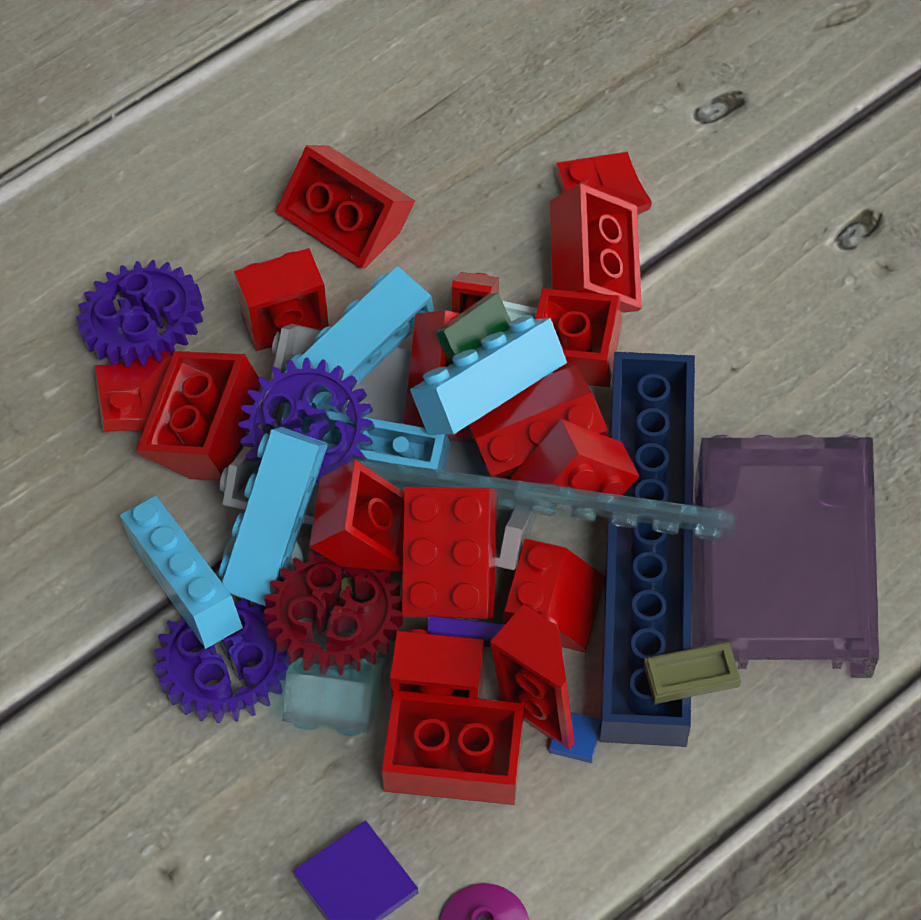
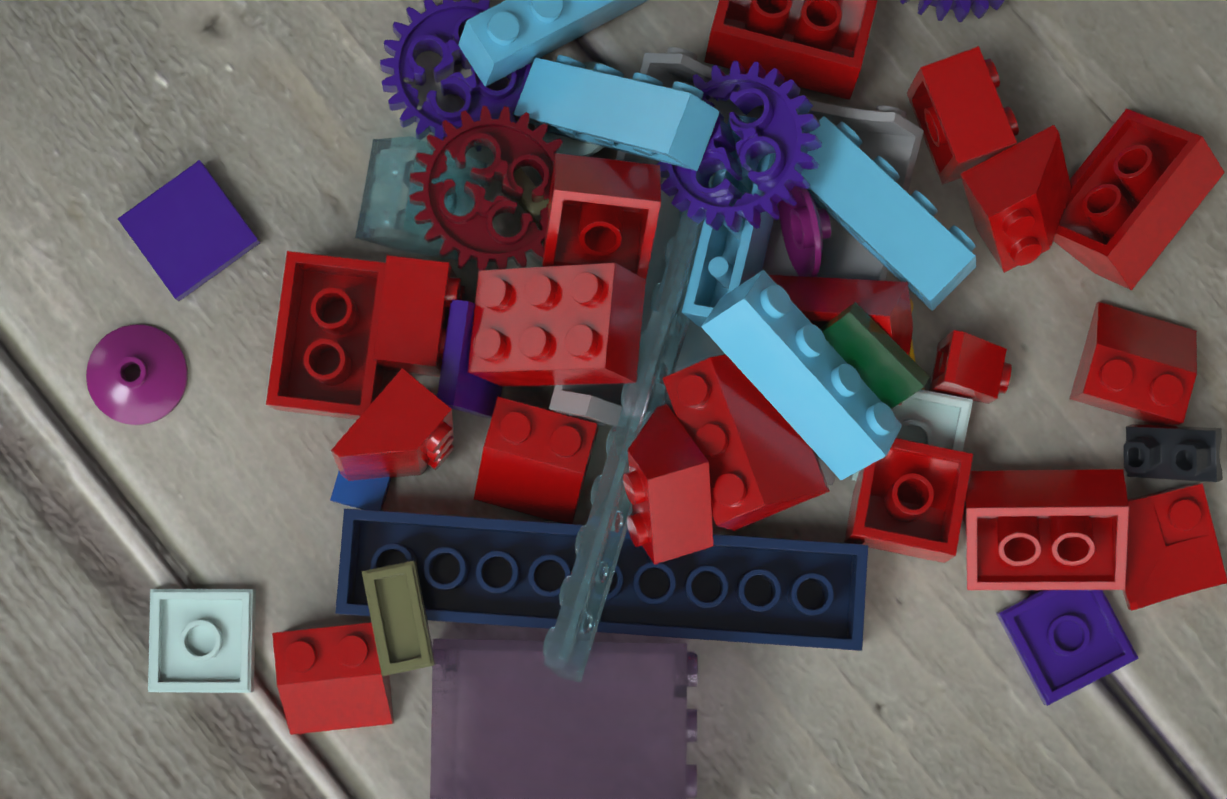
camera: 95 degrees right, 25 degrees up
(346, 258) = (1019, 198): none -> red slope
(384, 392) = (804, 231): none -> magenta dish
(472, 202) = (1137, 366): none -> red slope
(535, 175) = (1173, 452): none -> black hips
(675, 250) = (1066, 639): none -> dark purple tile
(717, 862) = (202, 640): none -> light aqua tile
(739, 747) = (331, 679): none -> red slope

